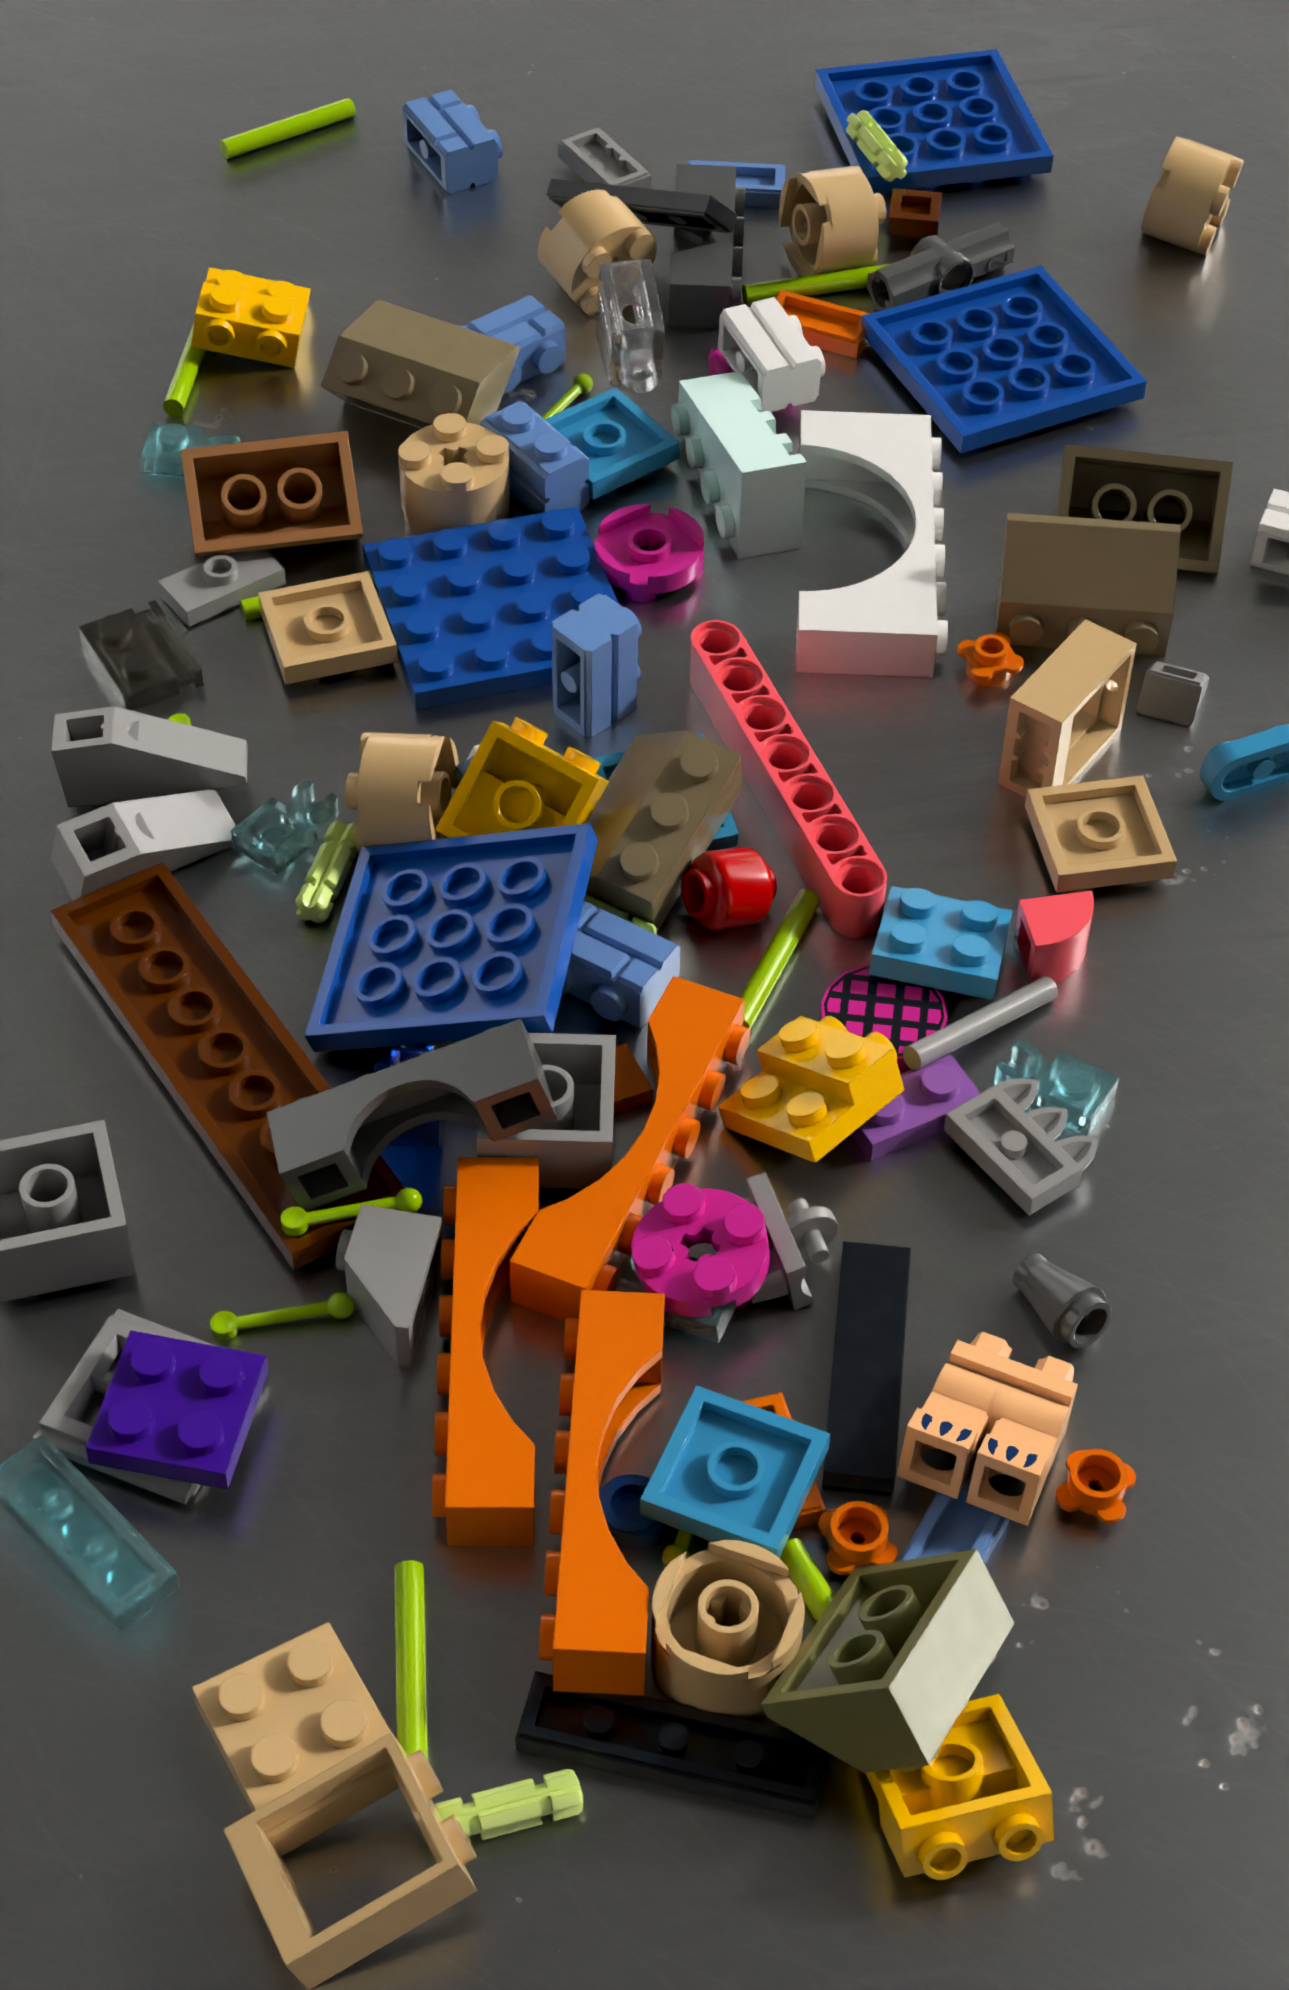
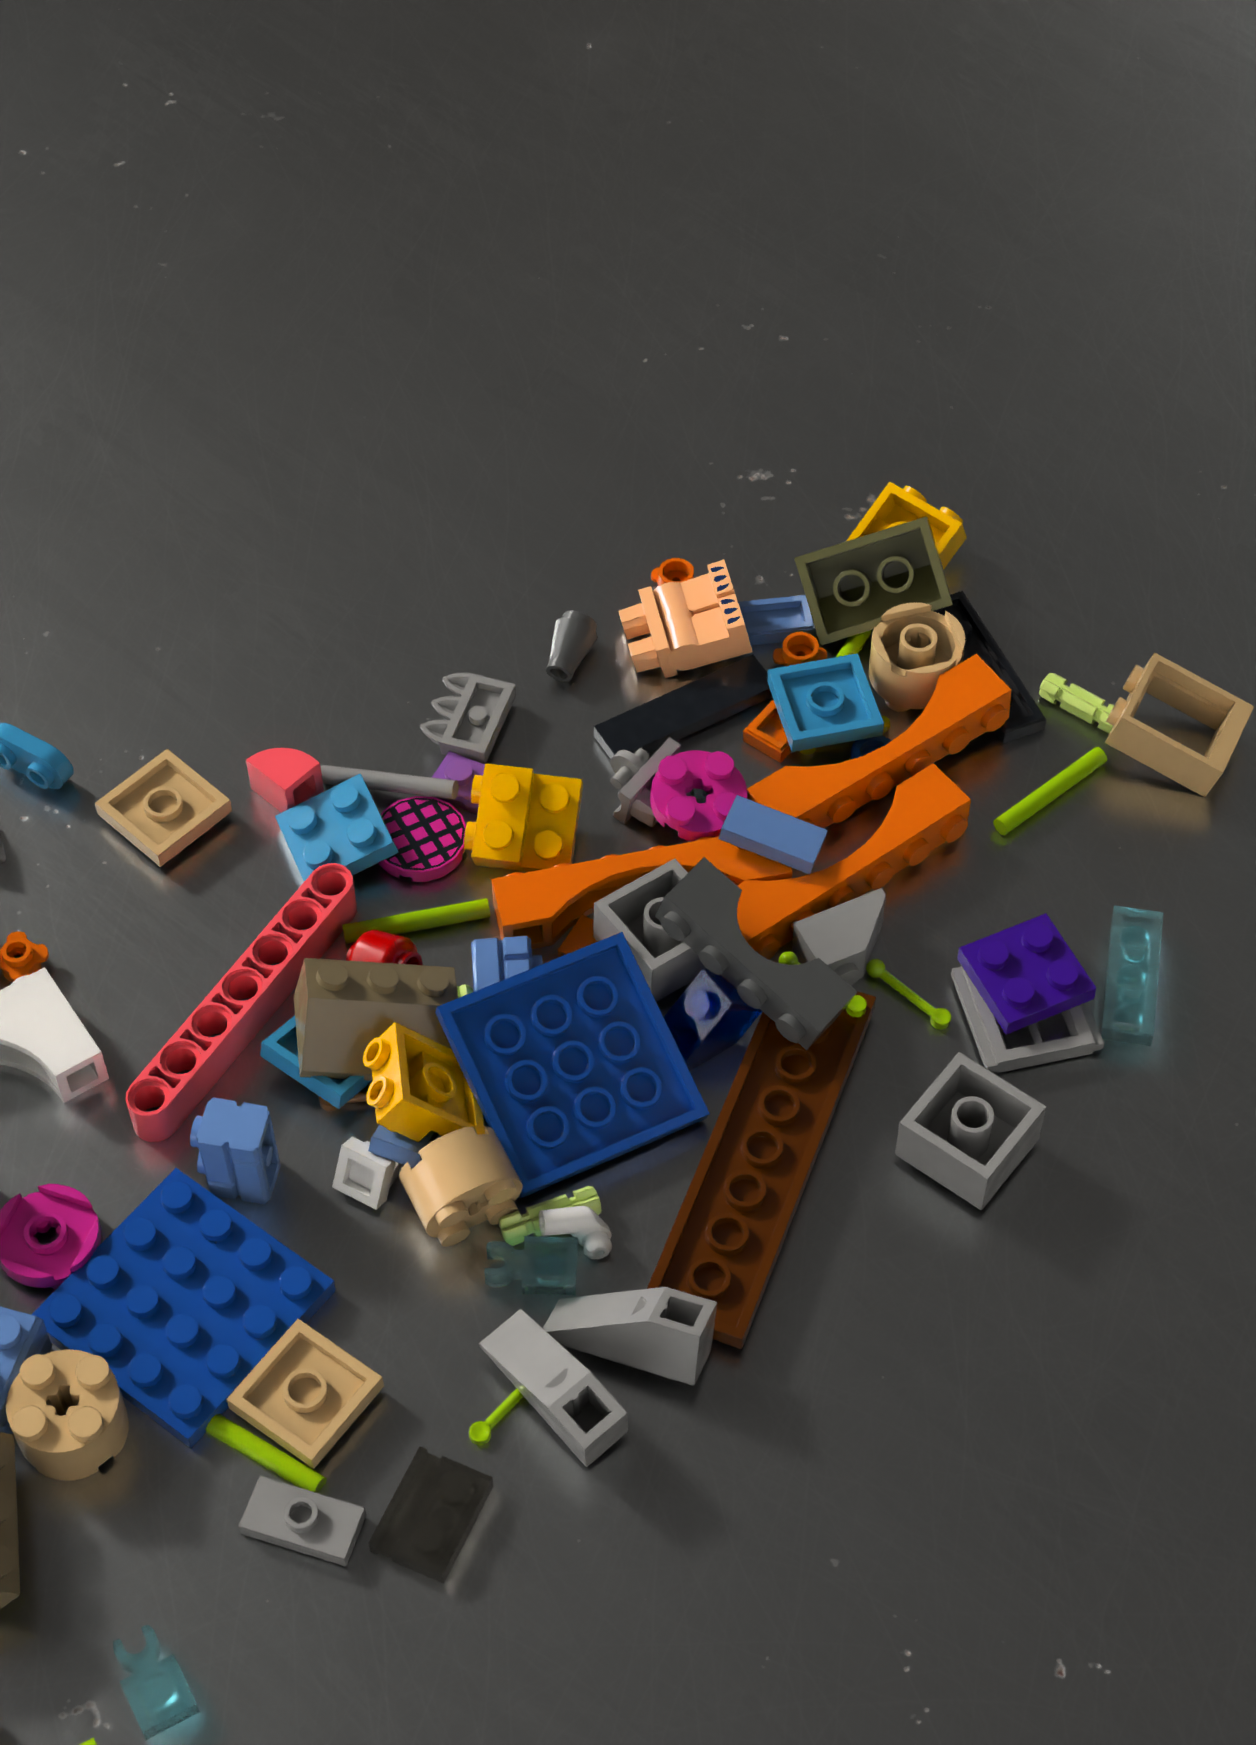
camera: 125 degrees left, 5 degrees up
(271, 493) = (193, 1530): medium nougat slope -> none
(289, 1714) = (1127, 817): tan plate -> none
(294, 866) = (580, 1223): none -> white arm
(565, 1257) = (773, 834): none -> medium blue tile
(1062, 1084) = (400, 728): clear light blue plate -> none
(1067, 710) = (75, 830): tan window -> none

